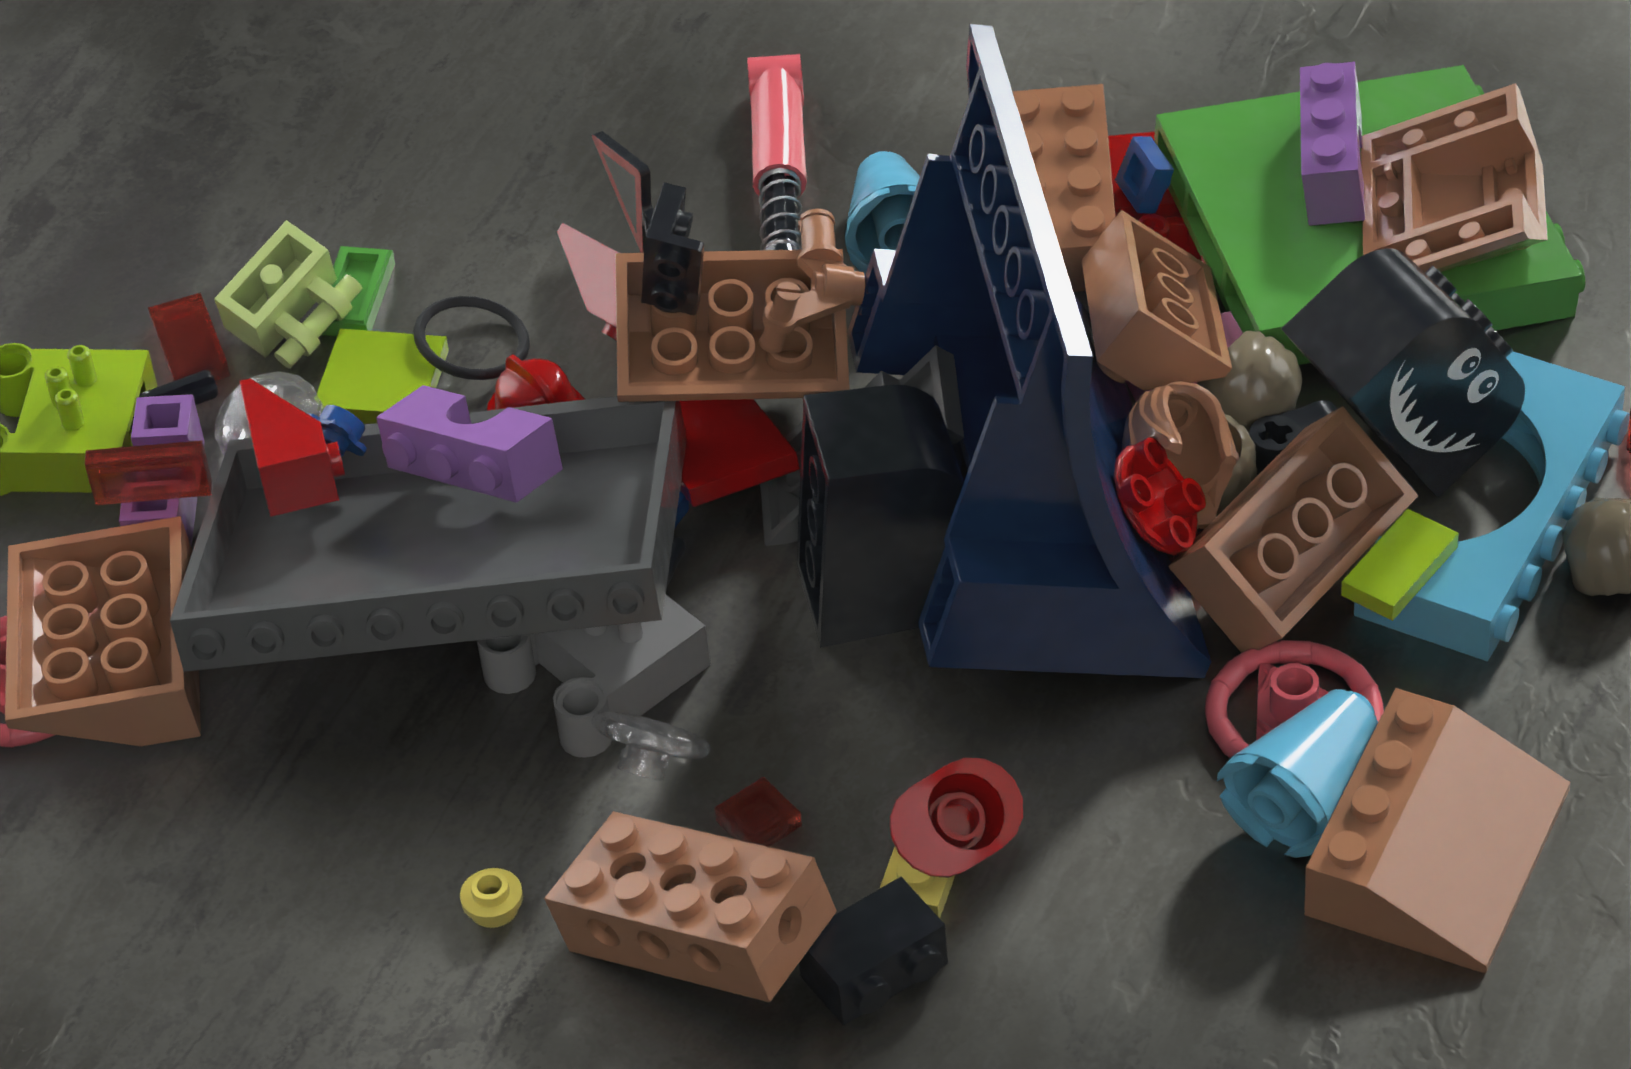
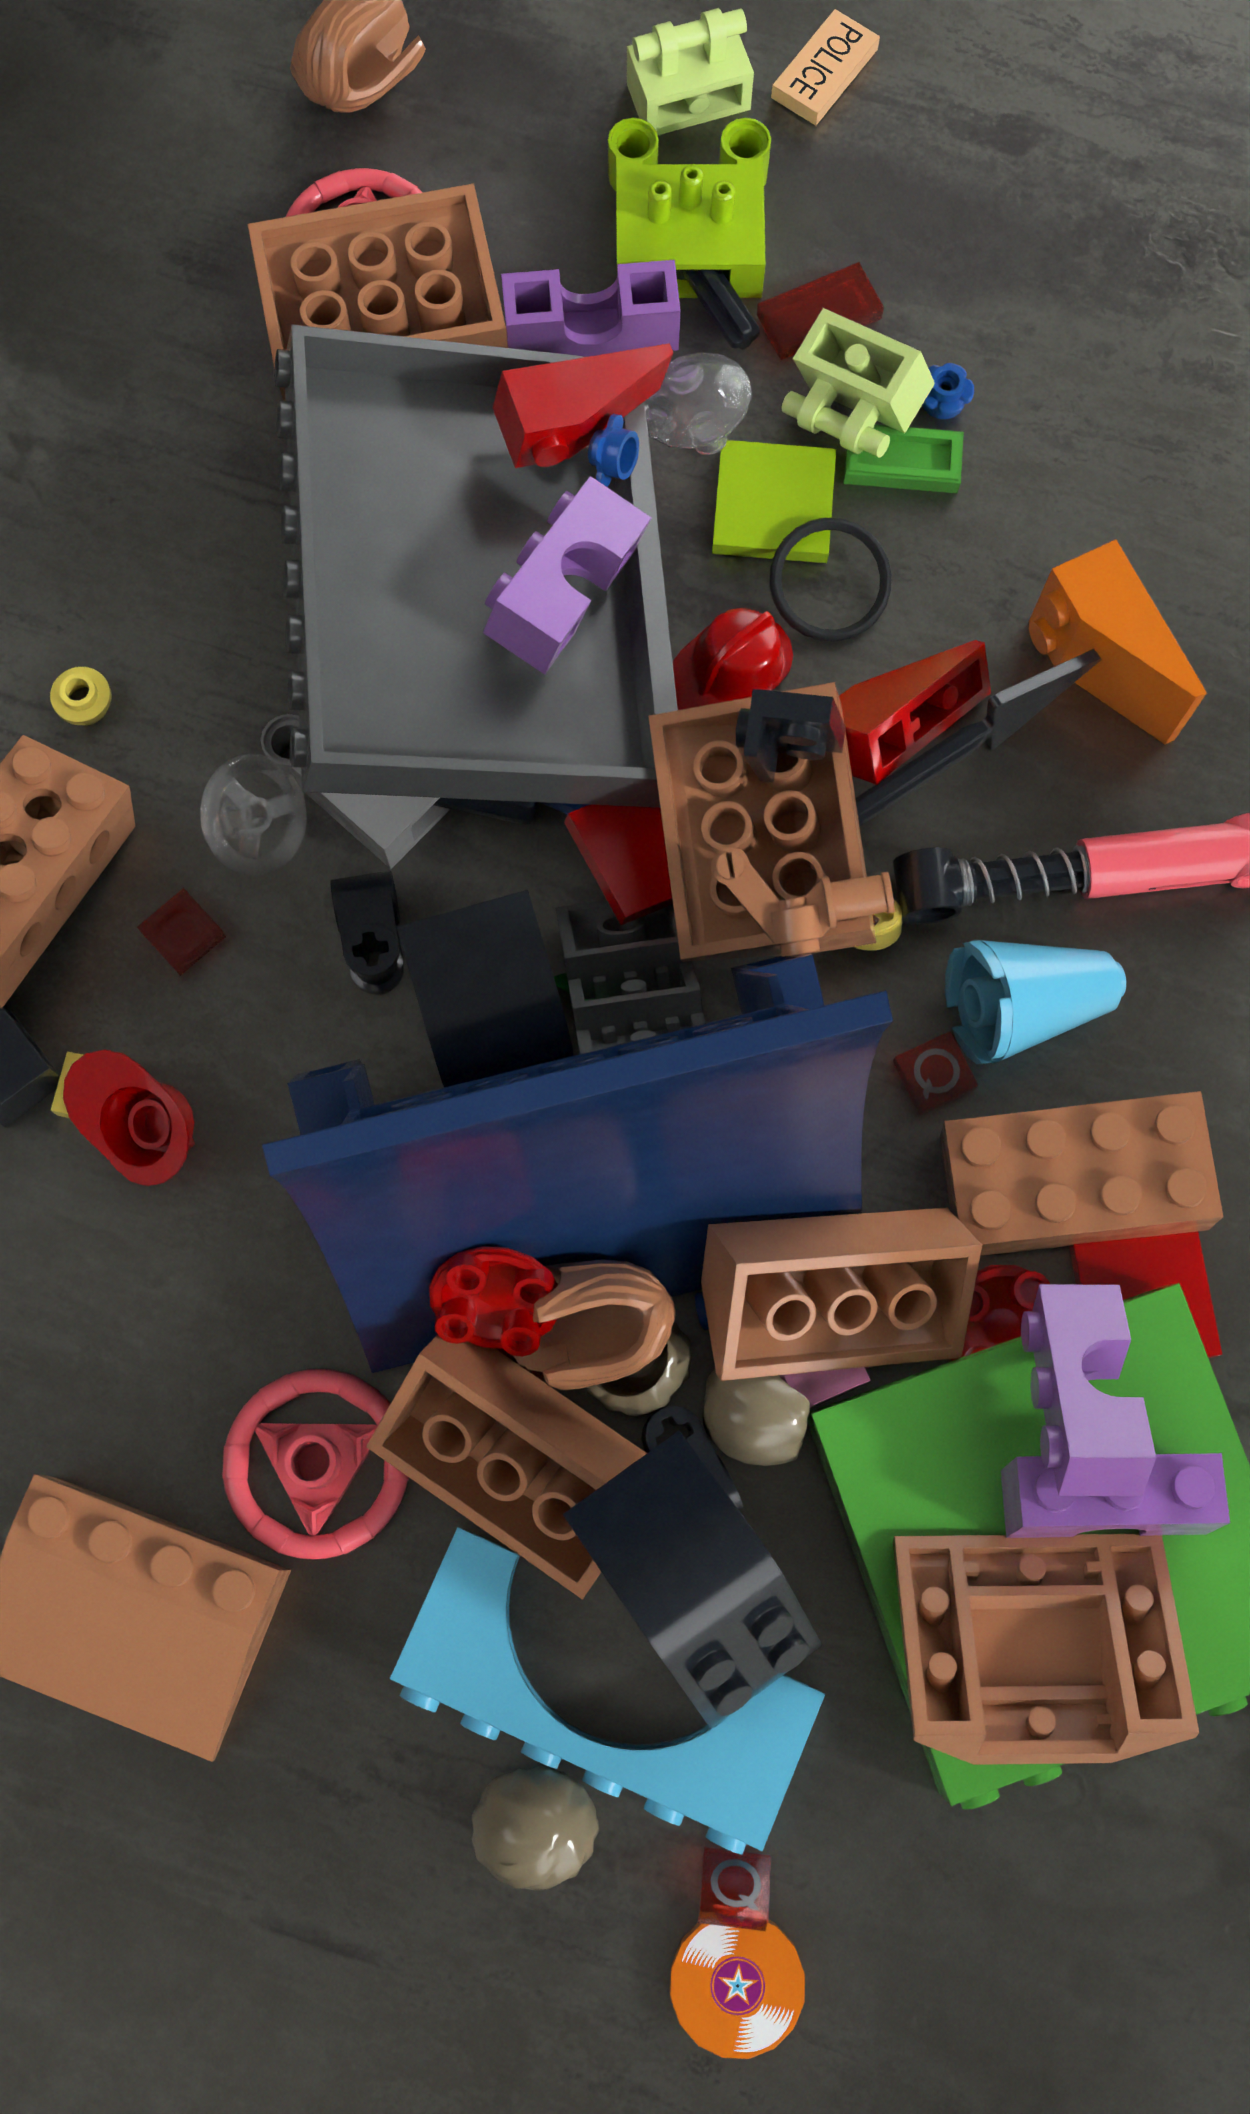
camera: 80 degrees right, 30 degrees up
(148, 472) = (537, 281): clear red tile -> none
(552, 130) = (1105, 607): none -> orange slope
(771, 659) = (368, 923): none -> black piece
(1144, 174) = (1106, 1267): blue plate -> none
(1287, 117) = (1089, 1437): none -> medium lavender arch
(1298, 771) = (181, 1473): medium azure cone -> none
(1399, 564) = (459, 1577): lime tile -> none

